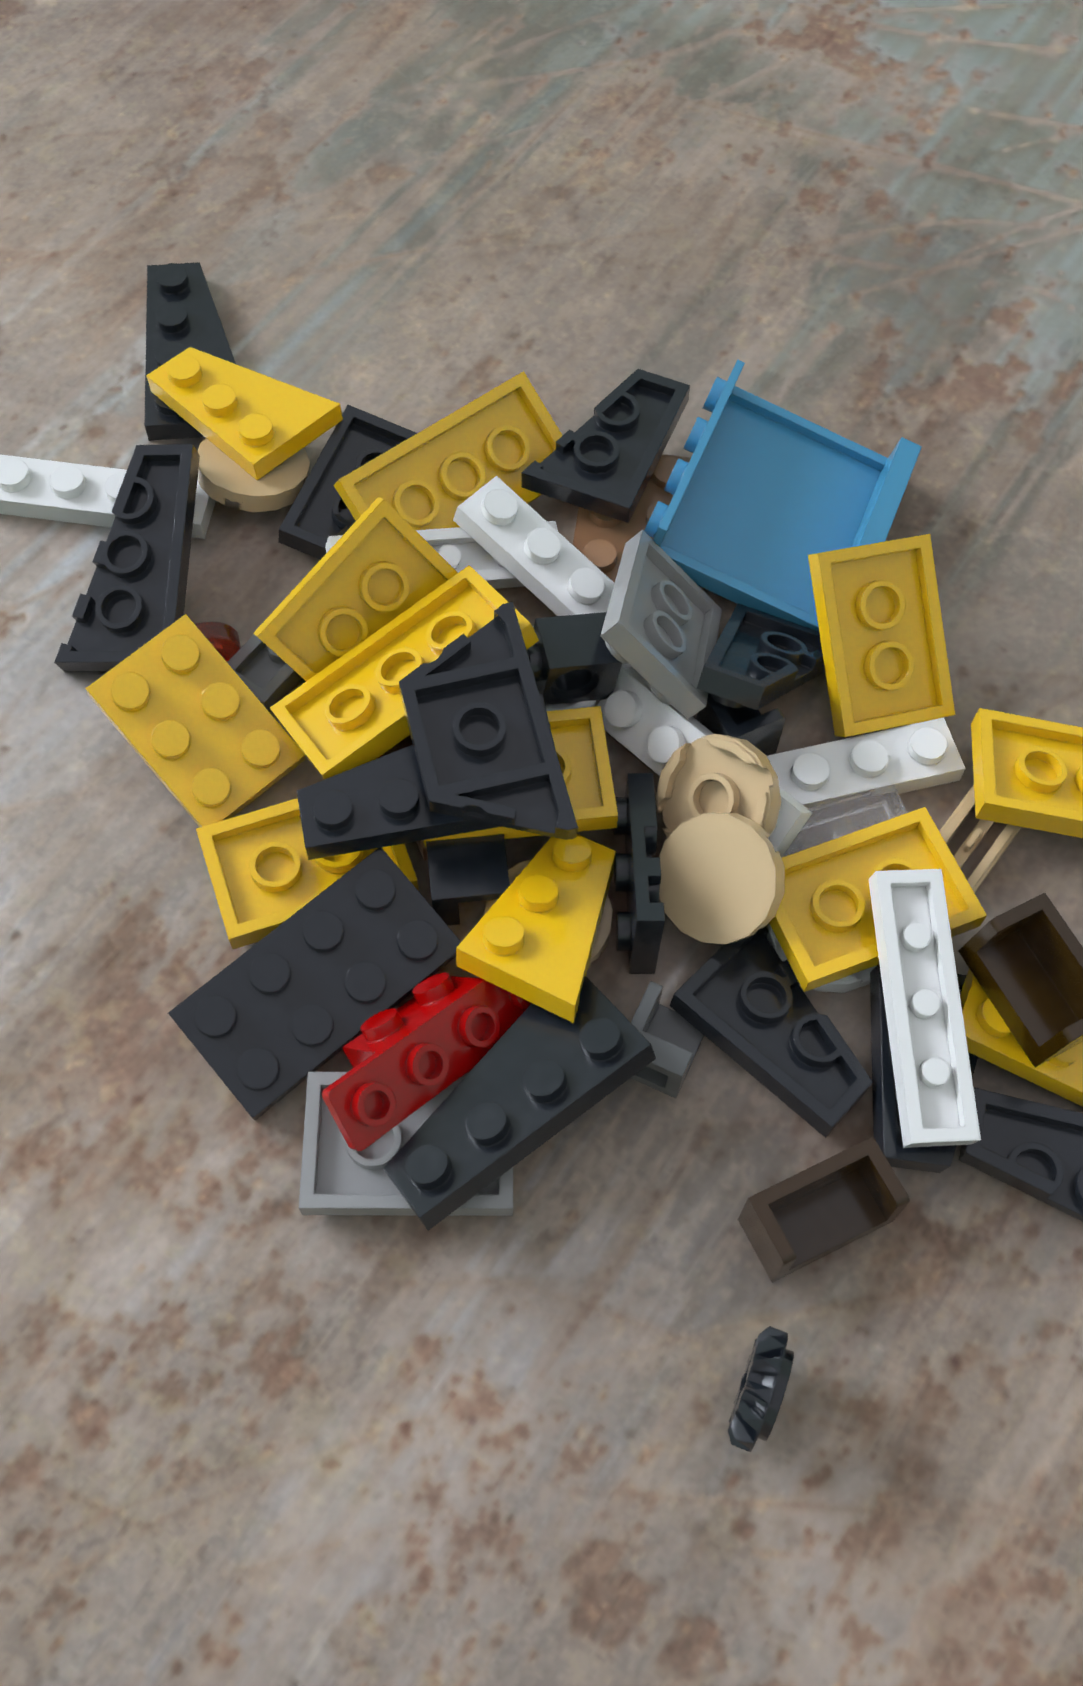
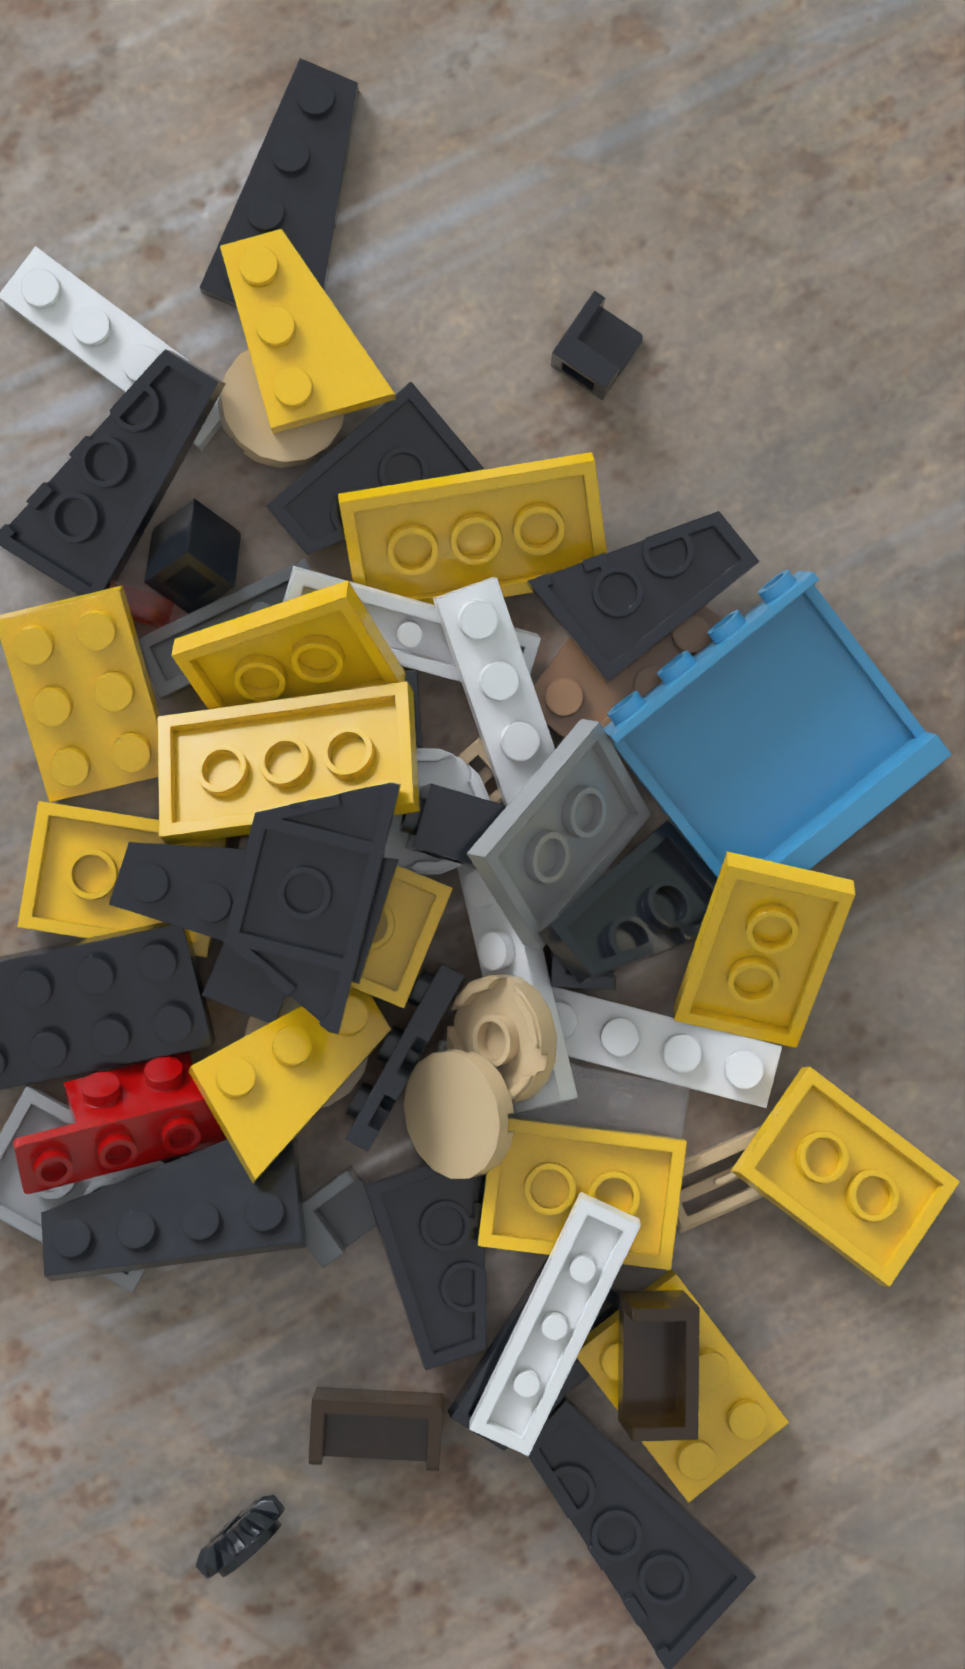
camera: 30 degrees right, 25 degrees up
(236, 595) = (193, 557): none -> black panel
(473, 346) = (596, 348): none -> black panel

